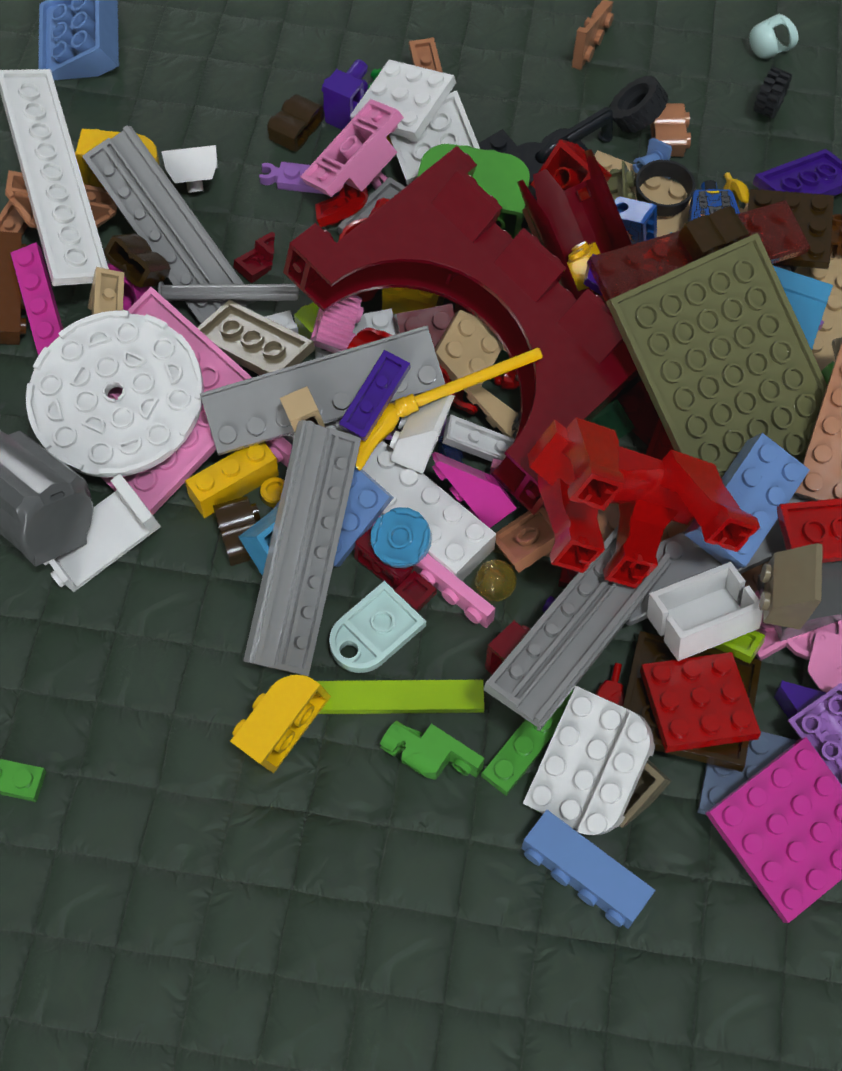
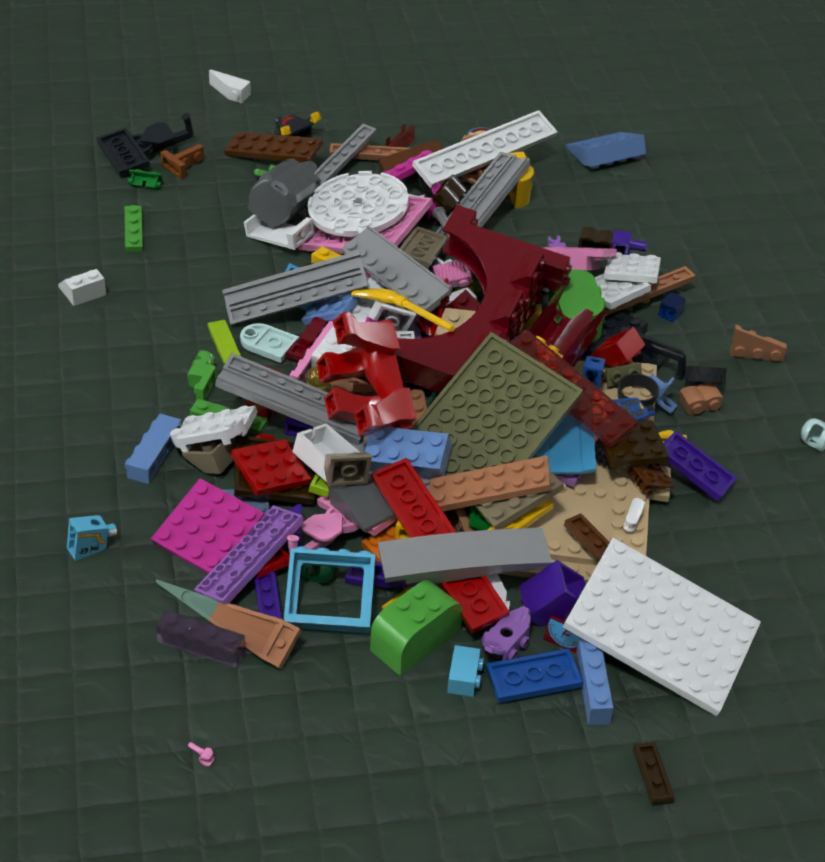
camera: 70 degrees right, 20 degrees down
(106, 291) = (419, 185): tan slope -> none
(117, 898) = (84, 287): none -> white slope
(191, 165) = (534, 204): white brick -> none
(279, 719) = (192, 308): yellow brick -> none
(301, 406) = (372, 257): tan brick -> none
(374, 395) = (395, 281): dark purple plate -> none
(401, 537) = (320, 327): dark azure tile -> none
(475, 90) = (672, 307): none -> clear blue brick
(712, 232) = (577, 374): dark brown brick -> none
(772, 92) = (763, 446): black tyre -> none
(779, 1018) = (88, 536): none -> medium azure torso

